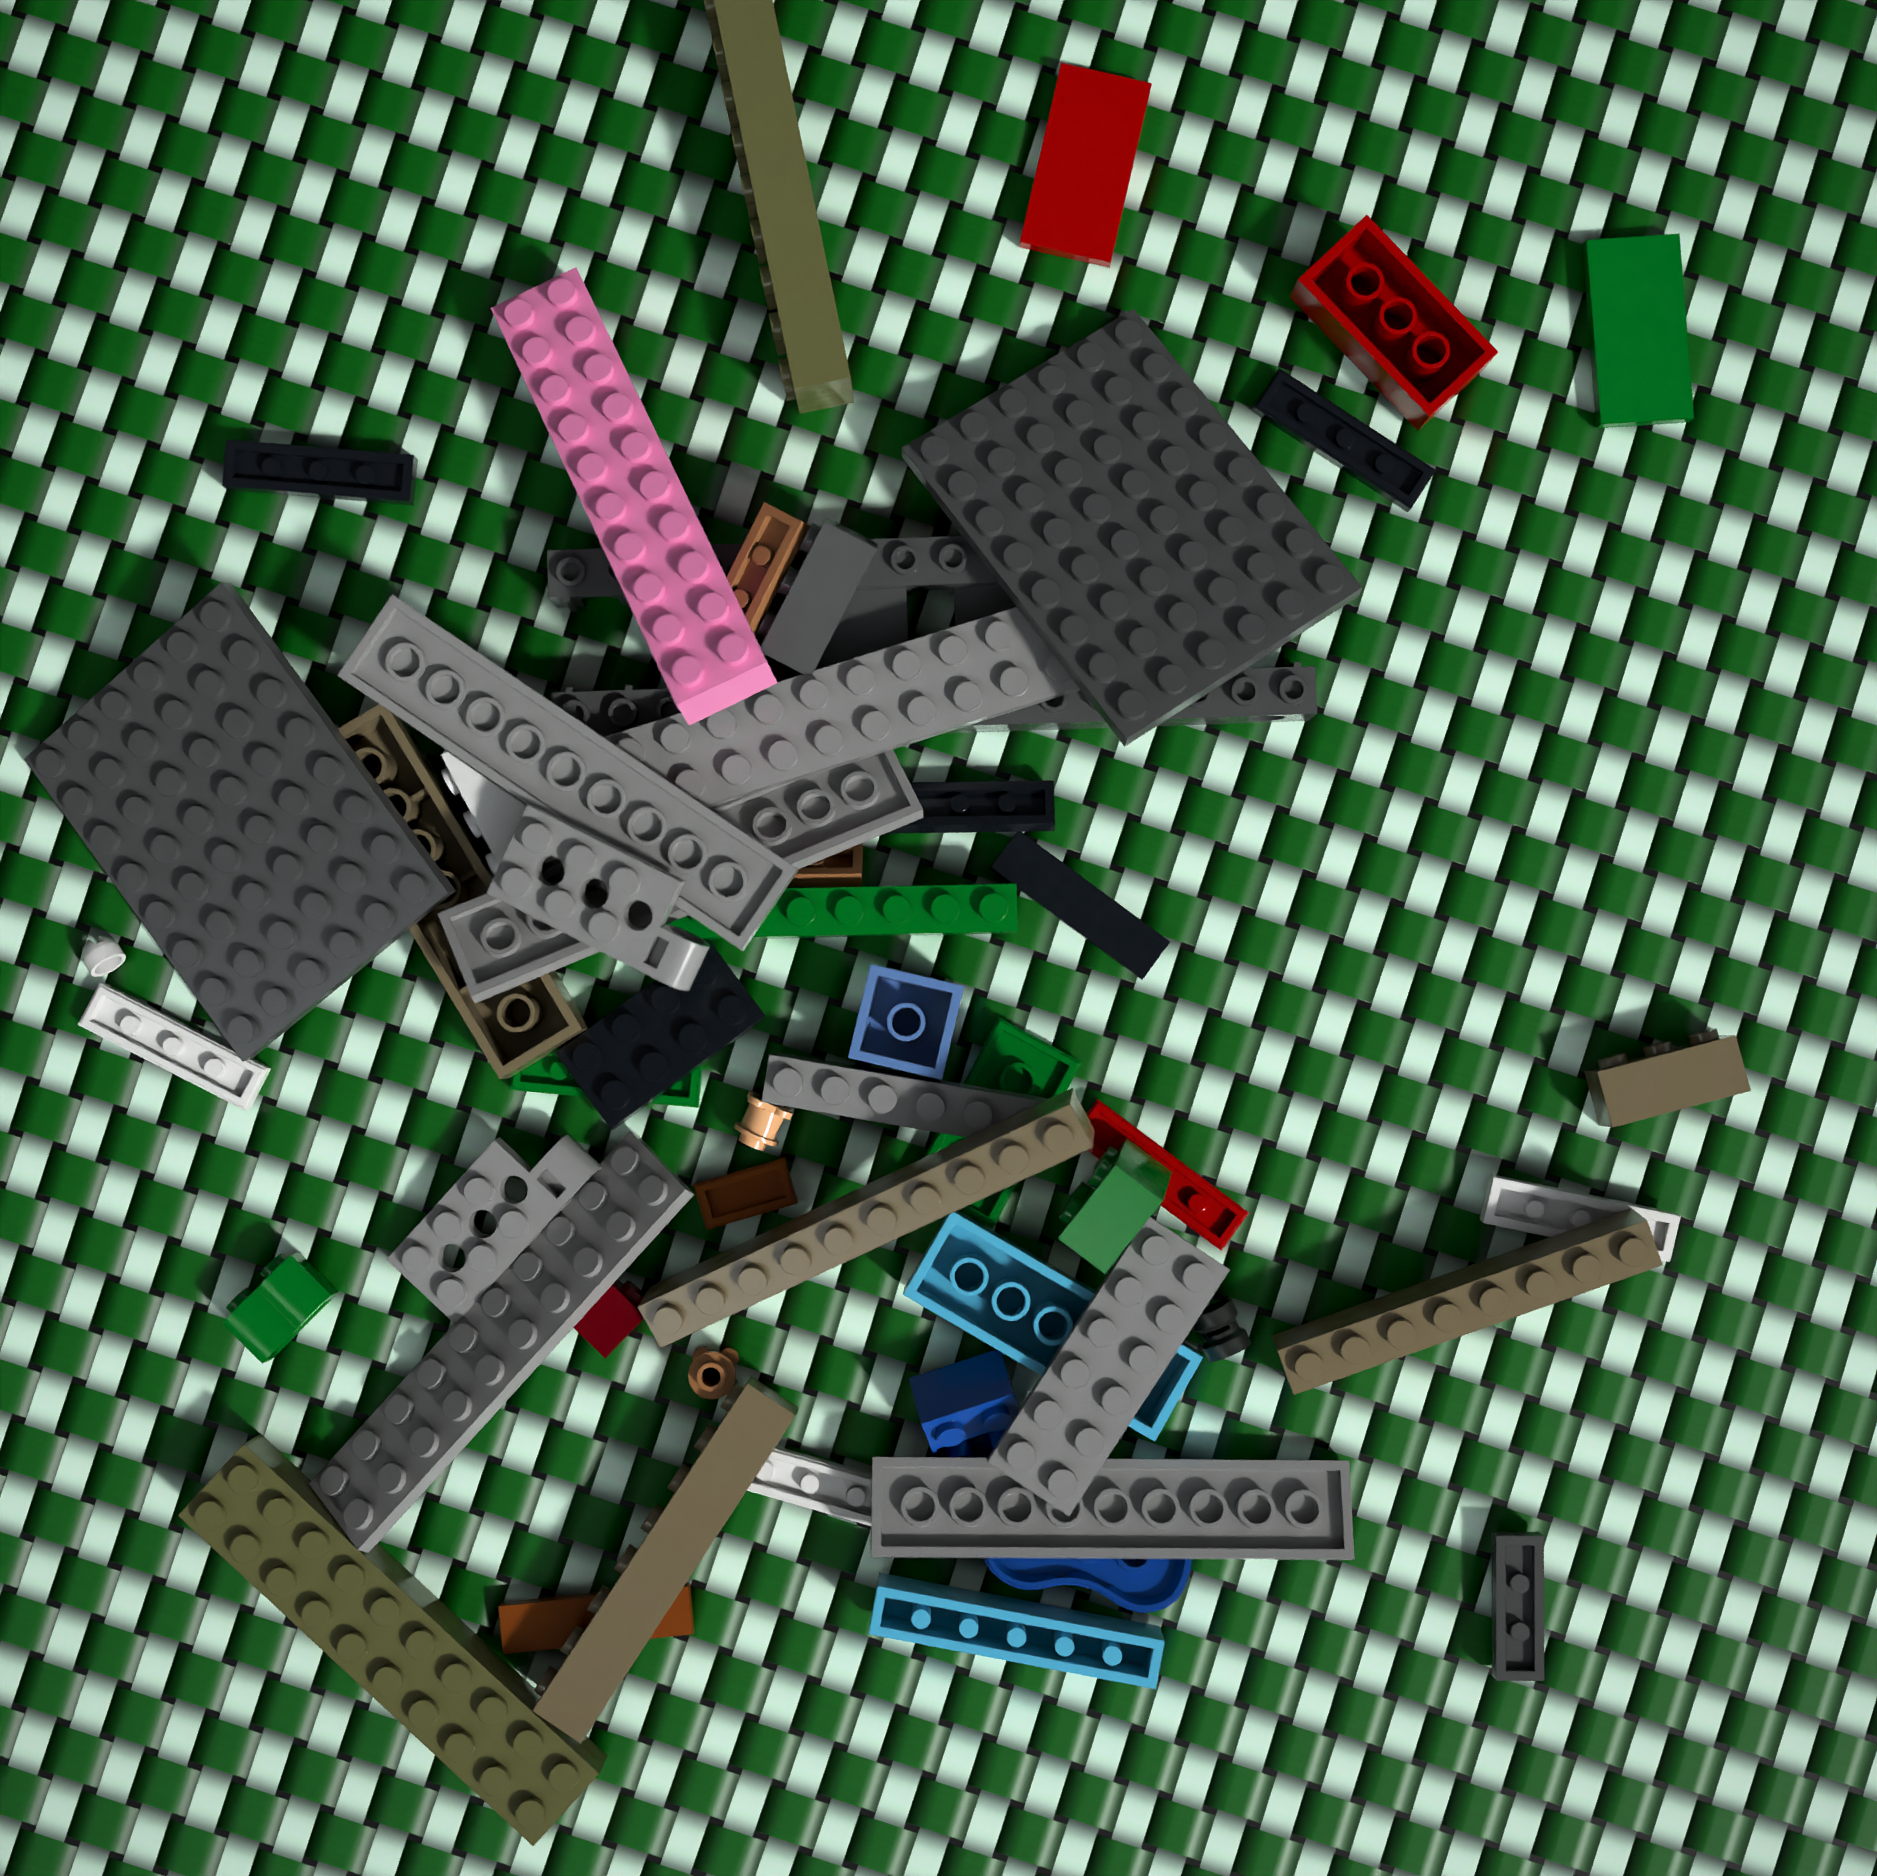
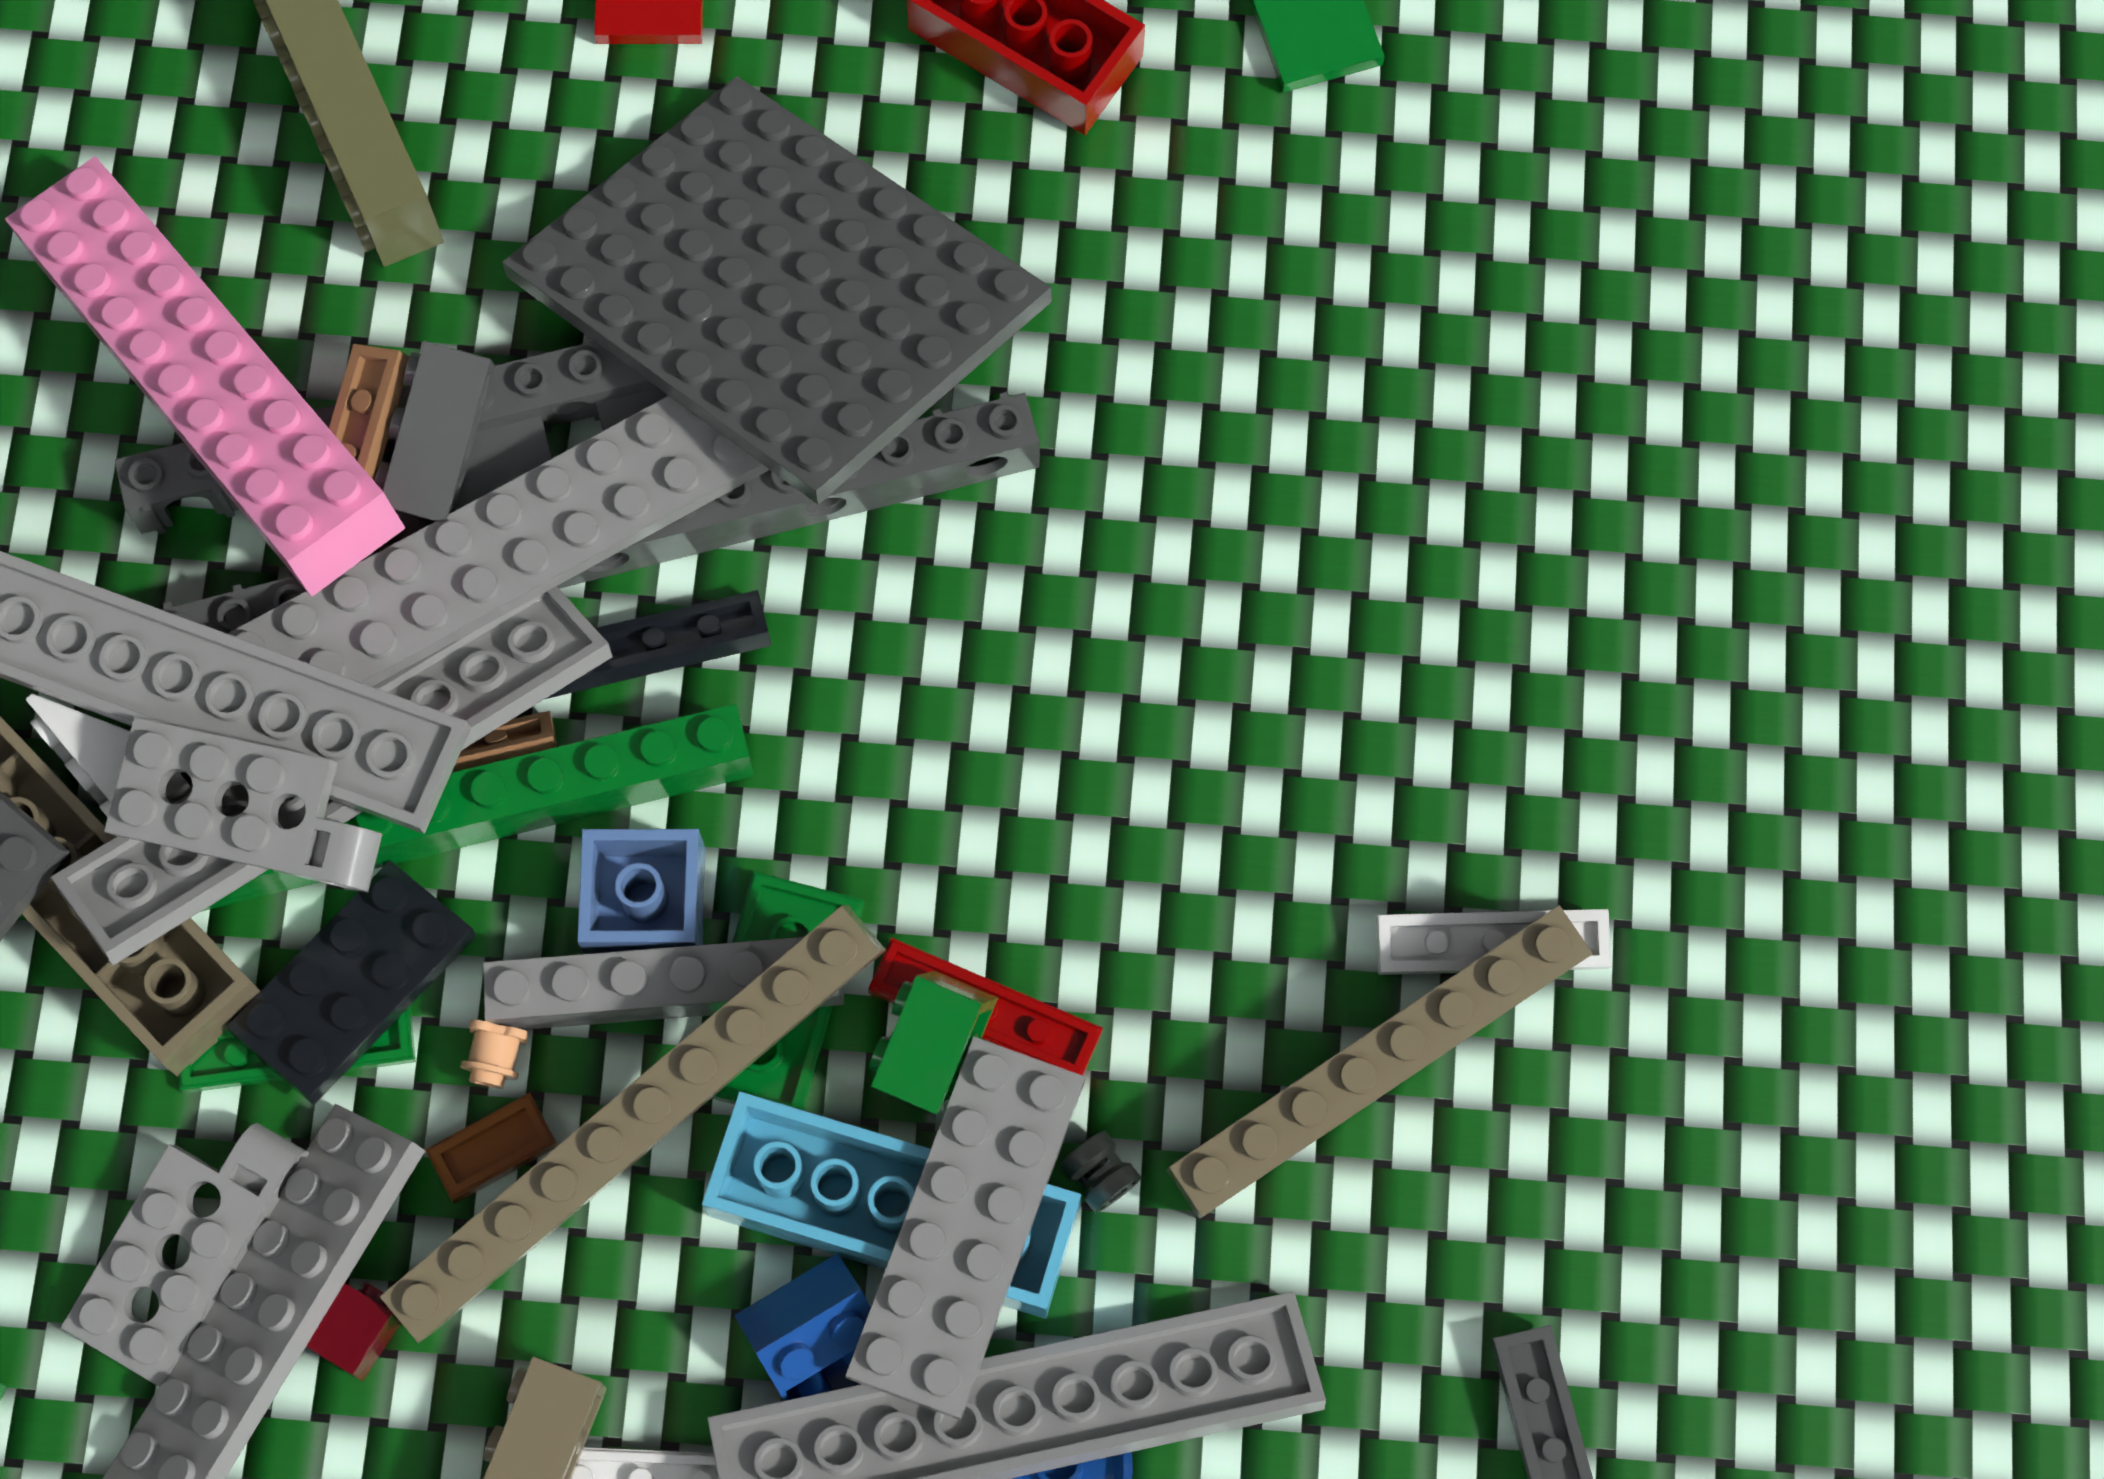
camera: 15 degrees left, 15 degrees down
(723, 1361) = (483, 1390): medium nougat brick -> none
(1080, 905) = (823, 724): black tile -> none
(1343, 440) = (1005, 163): black tile -> none
(1666, 1078) = (1549, 760): dark tan brick -> none

